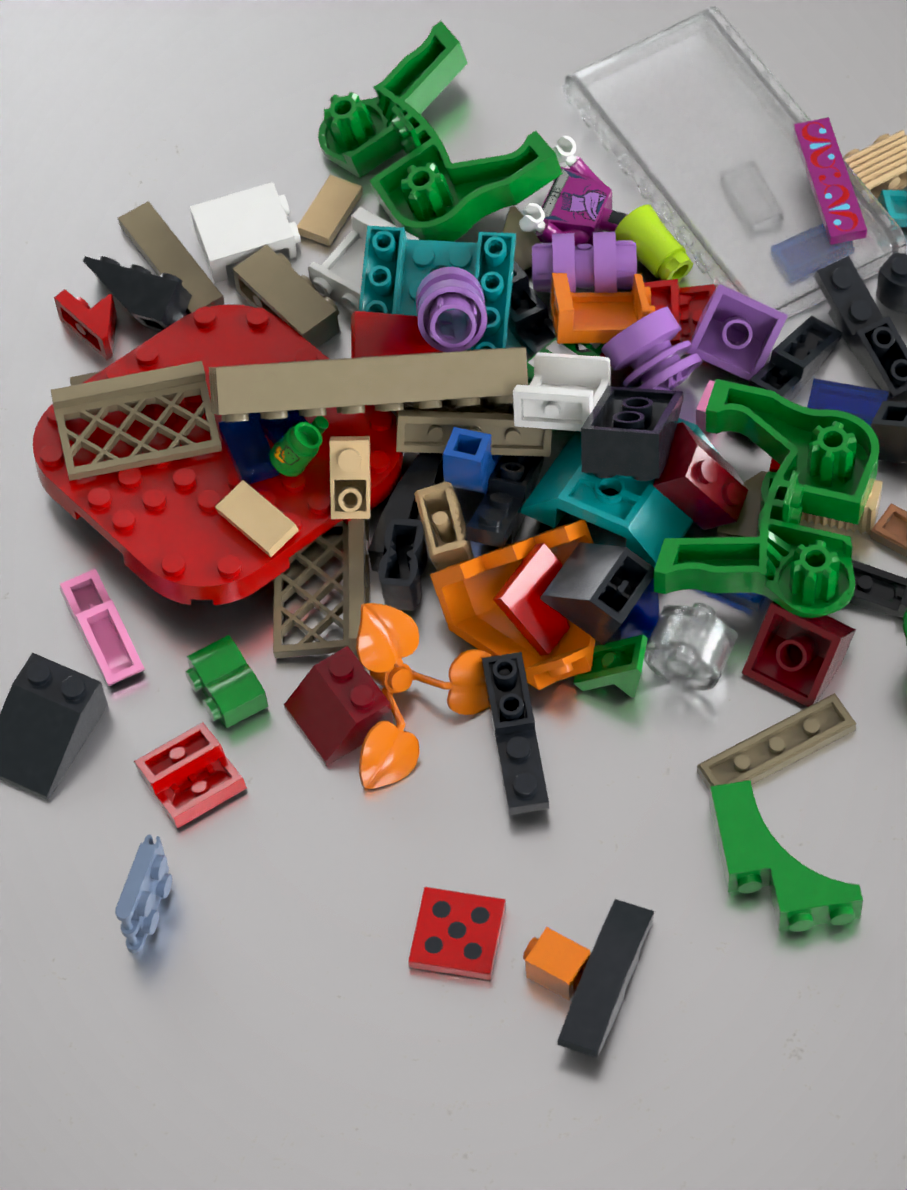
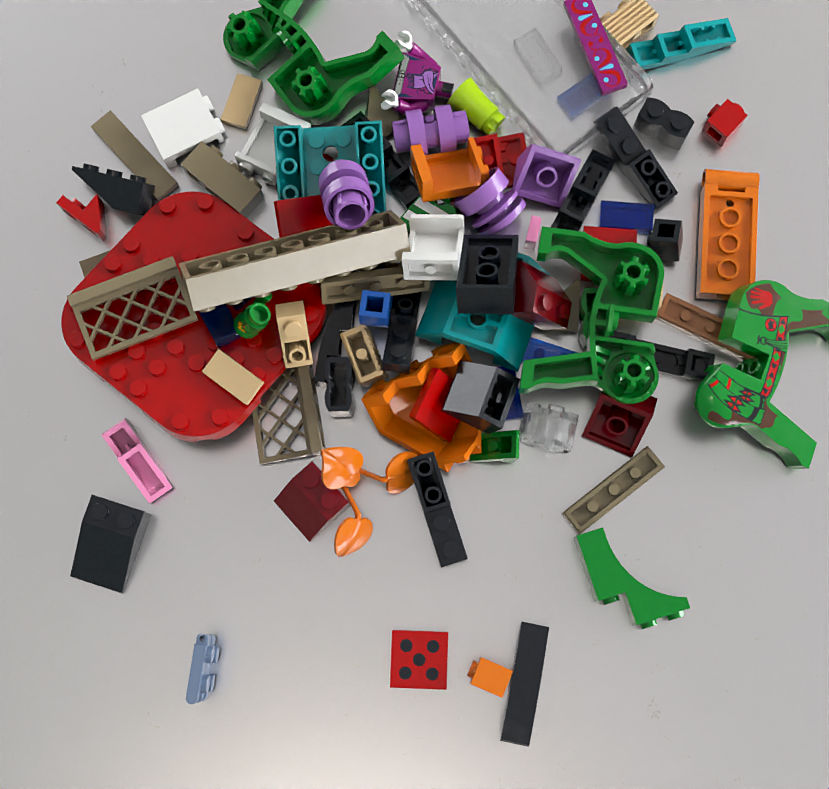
camera: 10 degrees left, 20 degrees up
(190, 775) = (217, 564): slope -> none
(226, 681) = (231, 492): green brick -> none

